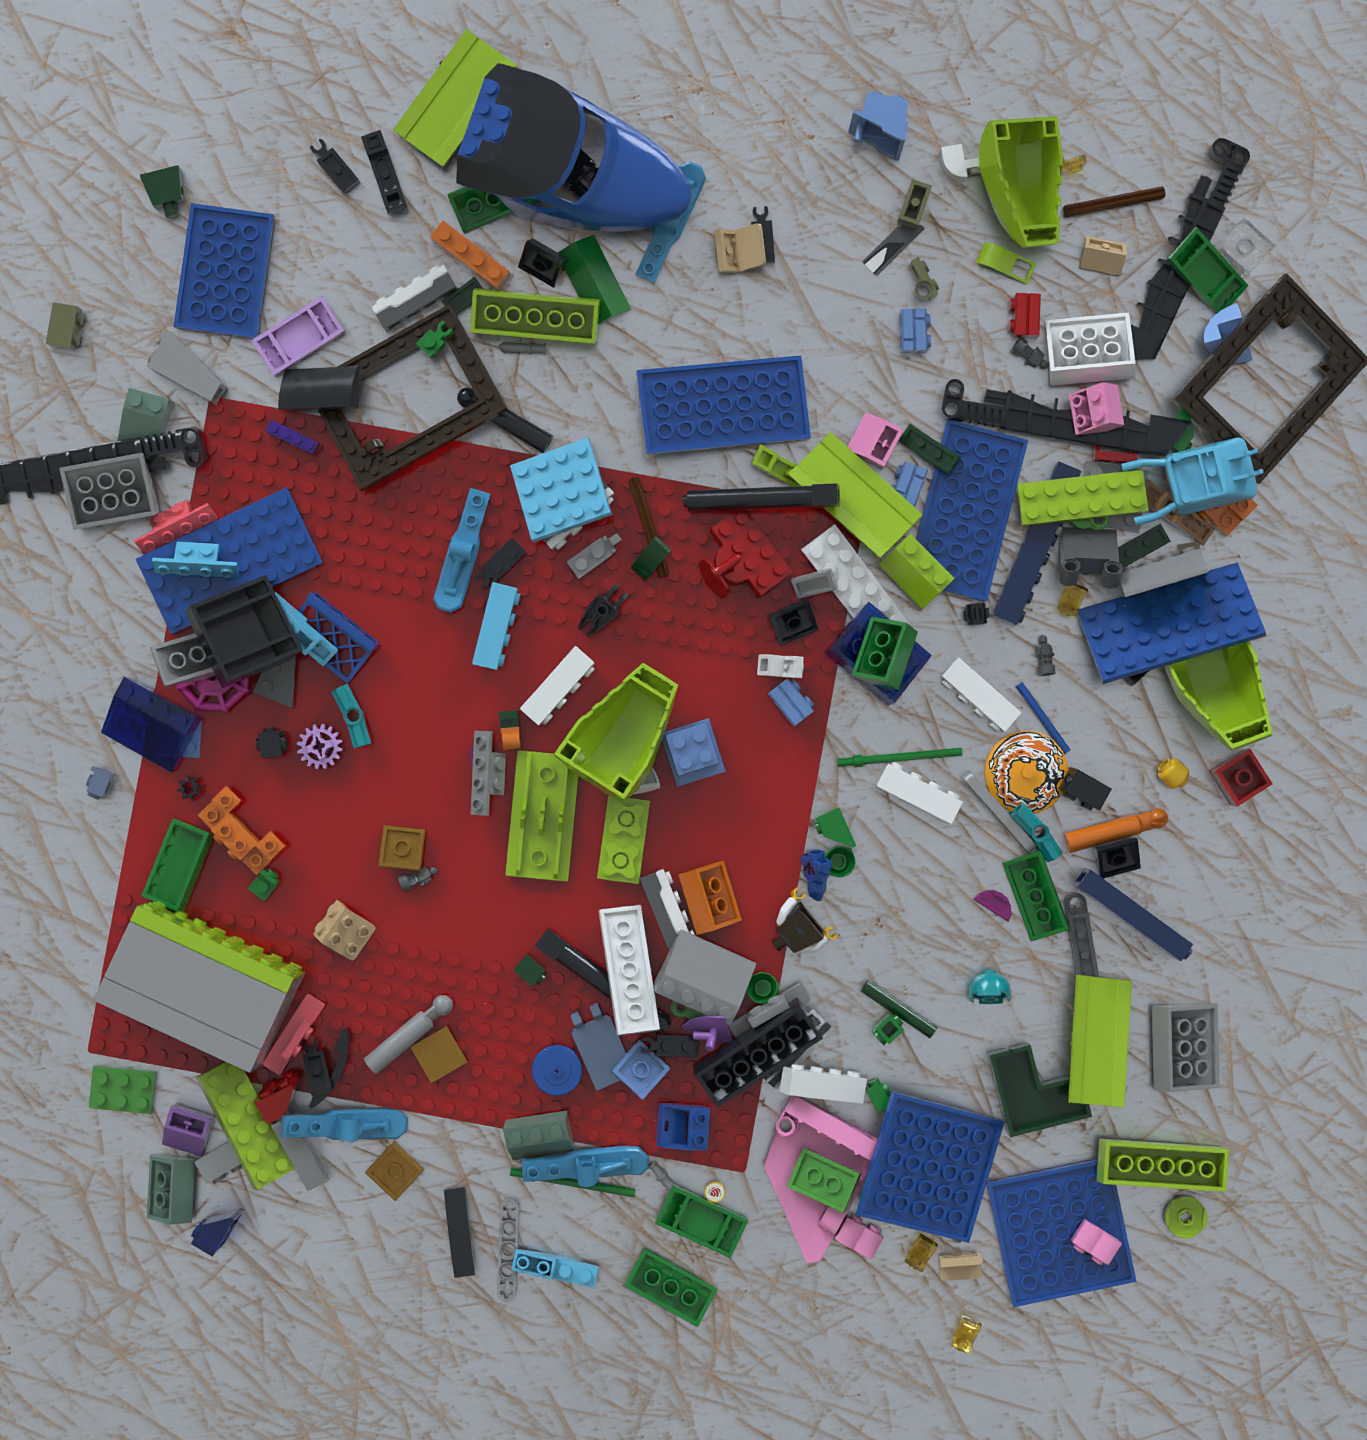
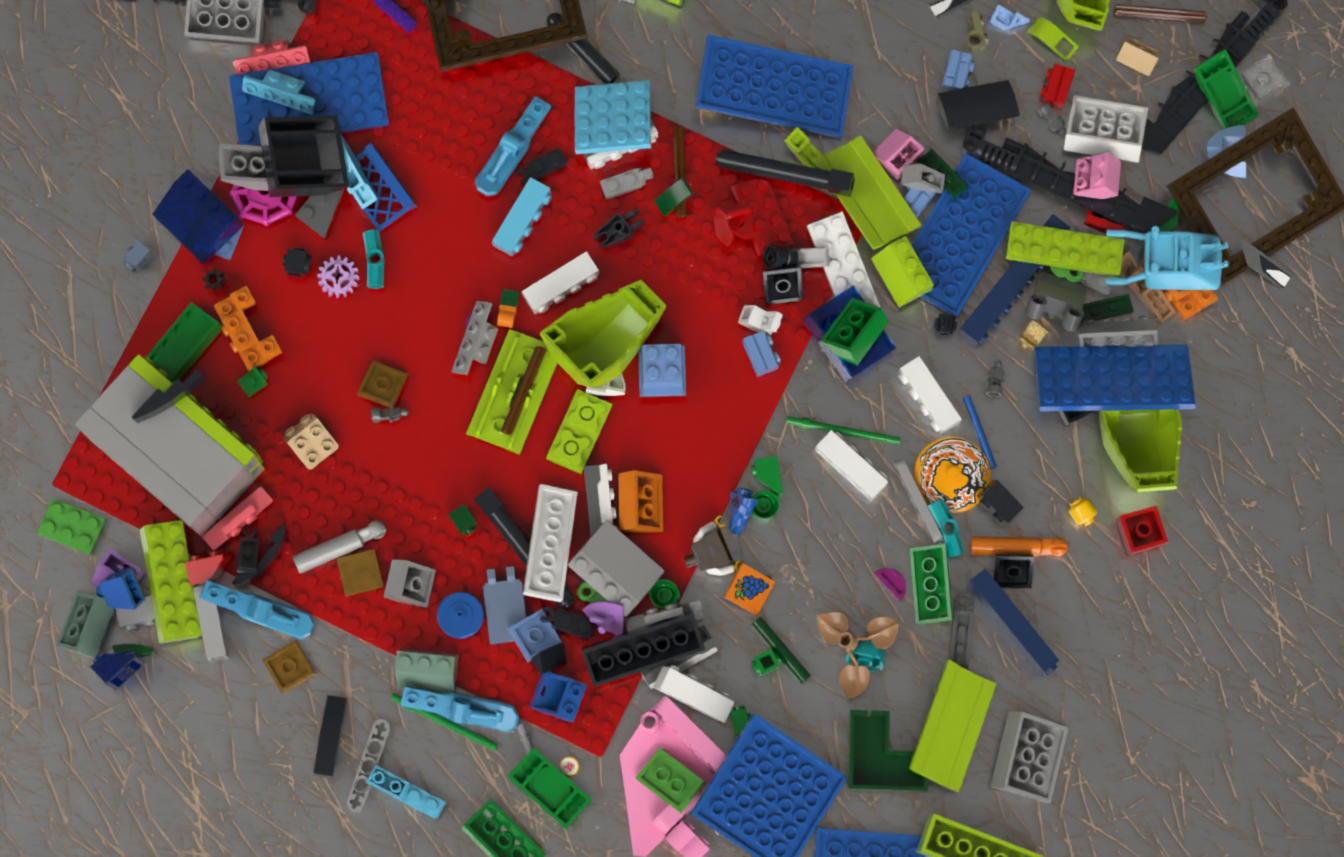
camera: 15 degrees right, 10 degrees down
(177, 950) = (161, 401): none -> black slope
(197, 1148) = (121, 590): none -> blue torso
(234, 1200) = (139, 650): none -> dark green slope
(494, 1052) = (409, 583): none -> light grey slope
(552, 814) = (523, 390): none -> reddish brown axle
(664, 1091) = (550, 658): none -> black slope
(783, 593) = (779, 256): none -> black wheel
(848, 955) = (749, 589): none -> orange tile
(910, 464) = (922, 178): none -> light grey slope
(947, 363) = (977, 104): none -> black slope
(949, 255) = (1006, 19): none -> light blue slope
(1001, 966) = (835, 629): none -> medium nougat plant
(1297, 452) = (1265, 265): none -> sticker

